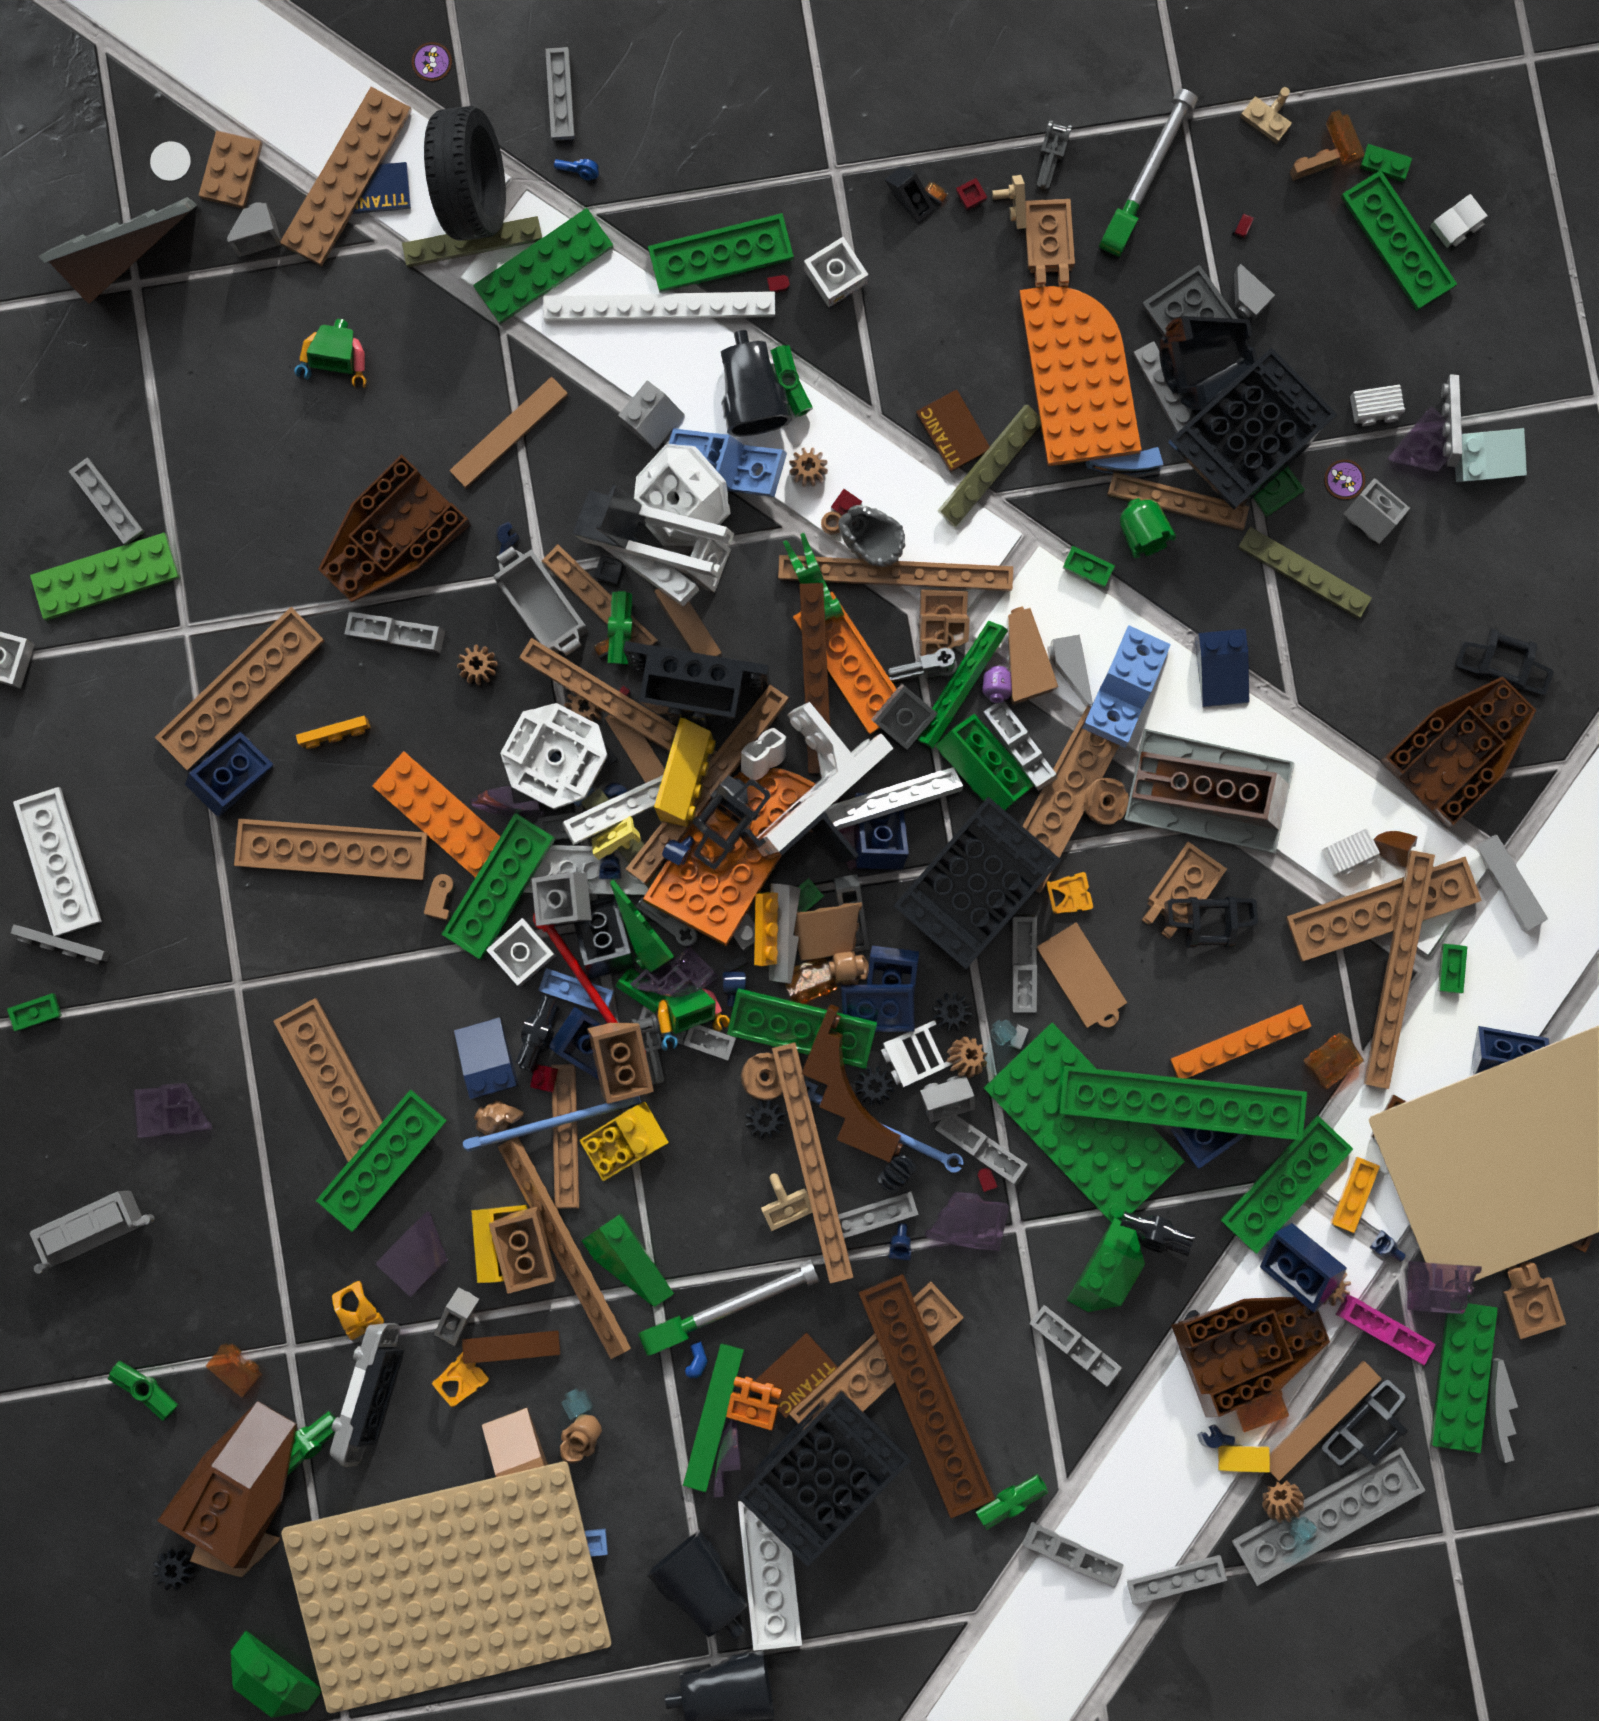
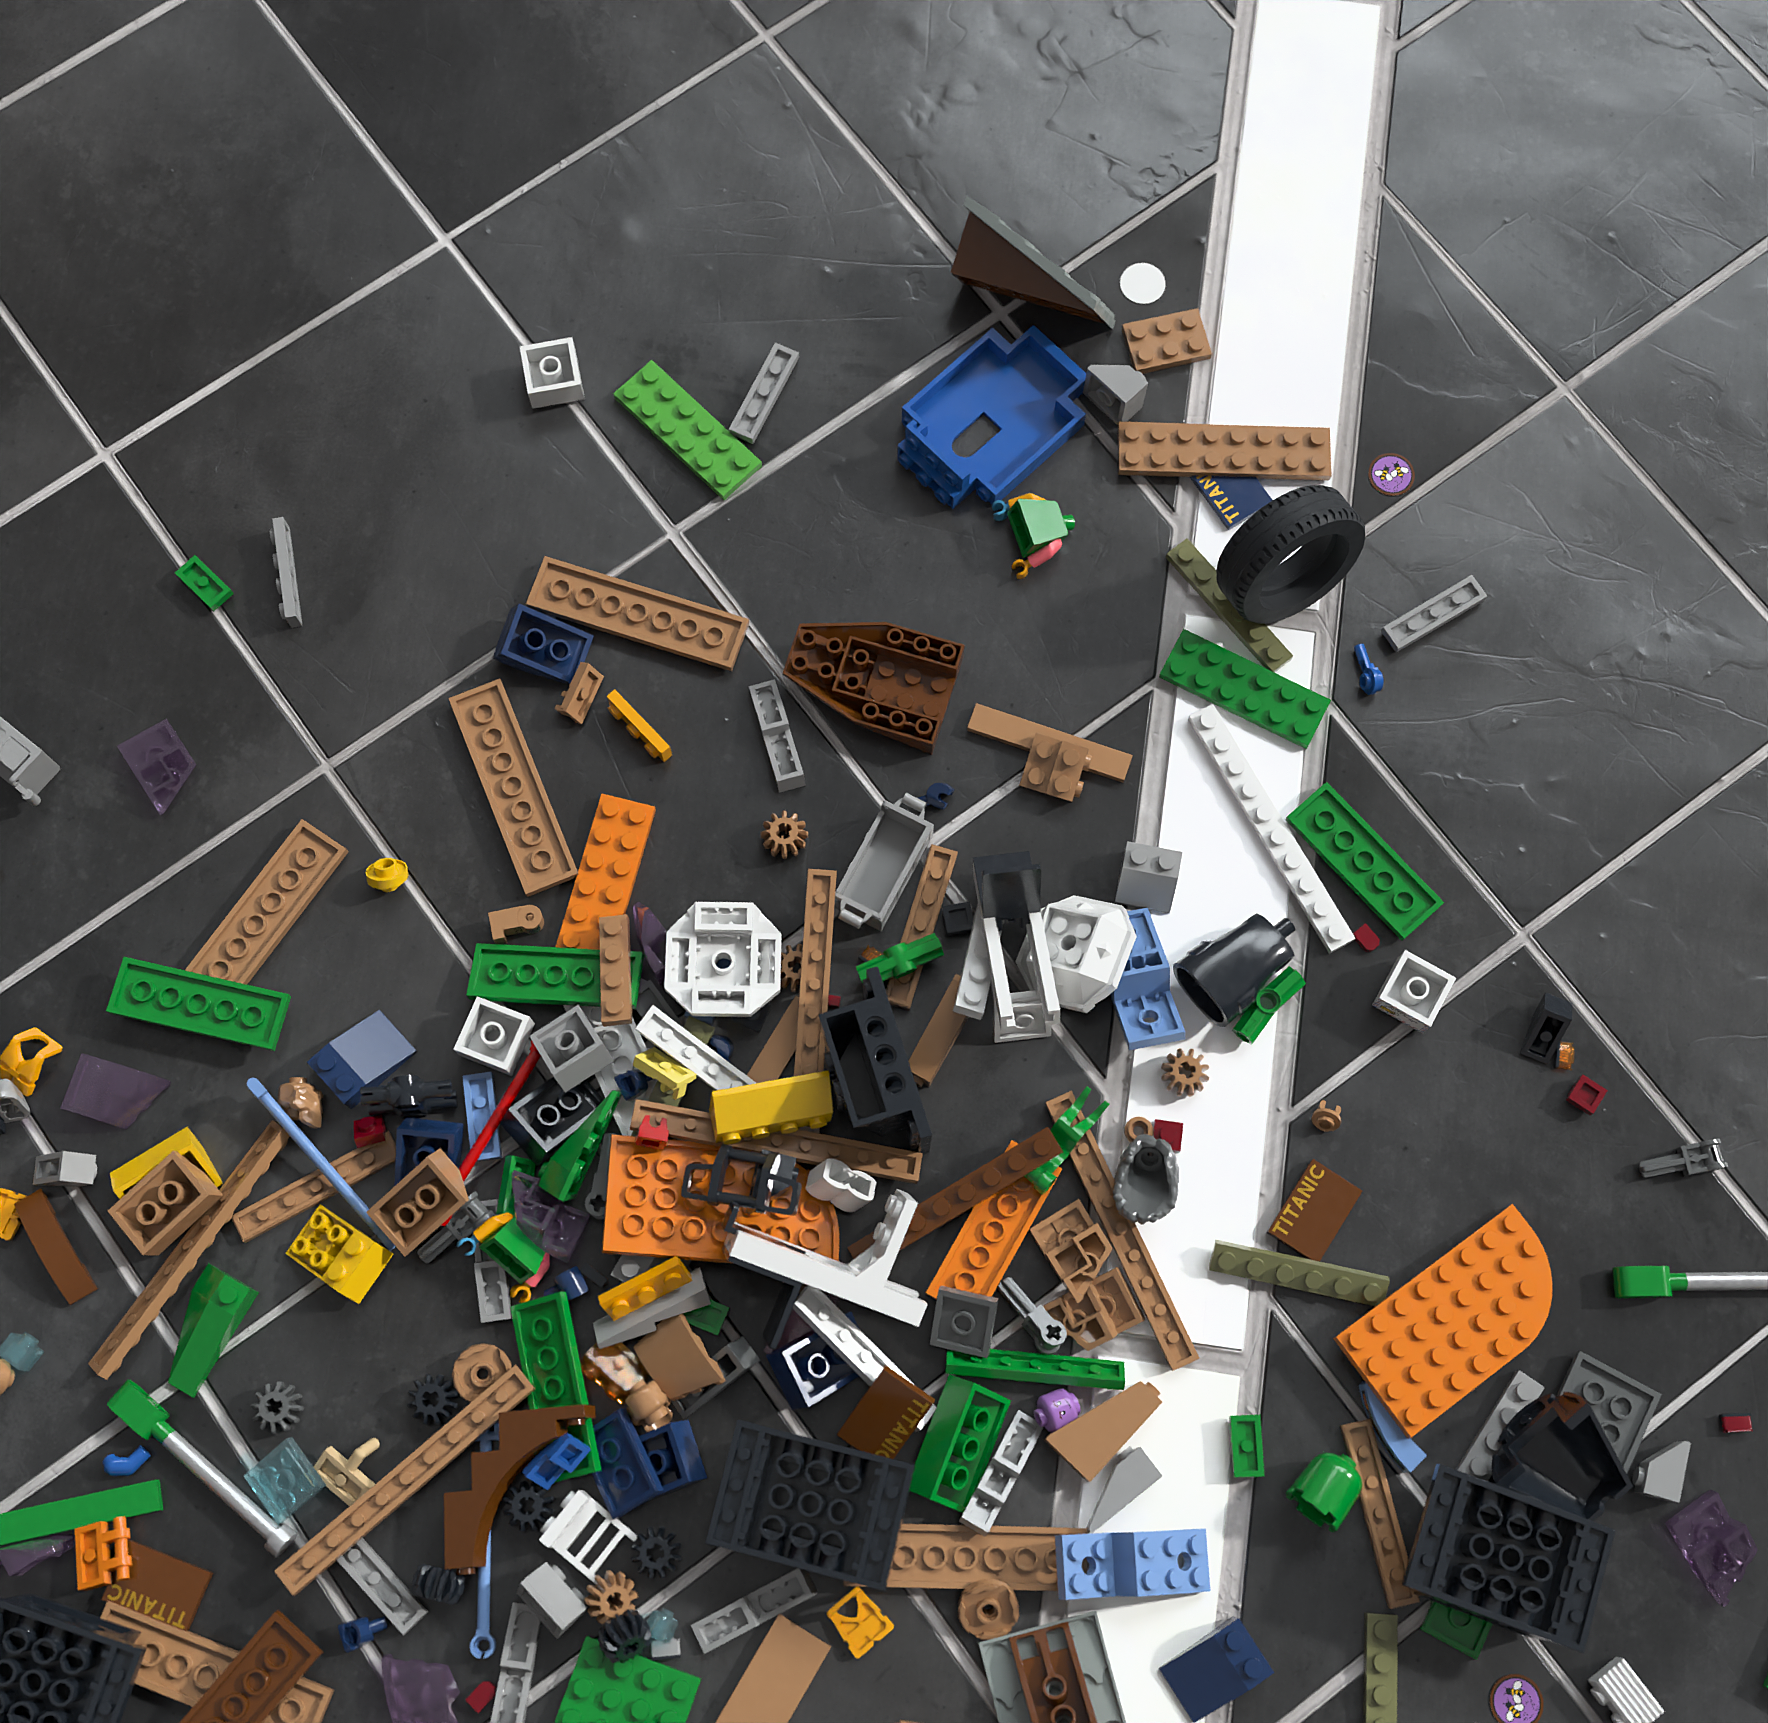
camera: 60 degrees right, 10 degrees down
(57, 861) = (370, 528): white plate -> none
(216, 302) = (1018, 387): none -> blue panel
(283, 762) = (581, 692): none -> medium nougat plate
(352, 976) = (387, 874): none -> yellow plate
(519, 838) = (615, 970): none -> medium nougat plate
(532, 437) = (1055, 767): none -> medium nougat plate
(660, 869) = (652, 1136): none -> tile
(678, 852) = (681, 1145): dark blue piece -> none
(707, 1228) = (267, 1401): none -> dark grey gear
(768, 1251) = (284, 1480): none -> clear light blue plate
(852, 1043) = (558, 1456): none -> blue slope
(891, 613) = (1072, 1247): none -> medium nougat slope
(893, 386) = (1325, 1118): none -> medium nougat plate
(941, 803) = (886, 1415): none -> reddish brown tile
(998, 1059) = (624, 1636): none -> black gear
(1017, 193) = (1616, 1143): tan plate -> none
(1049, 239) = (1588, 1208): medium nougat tile -> none
(1312, 288) = (1713, 1544): none -> clear purple slope

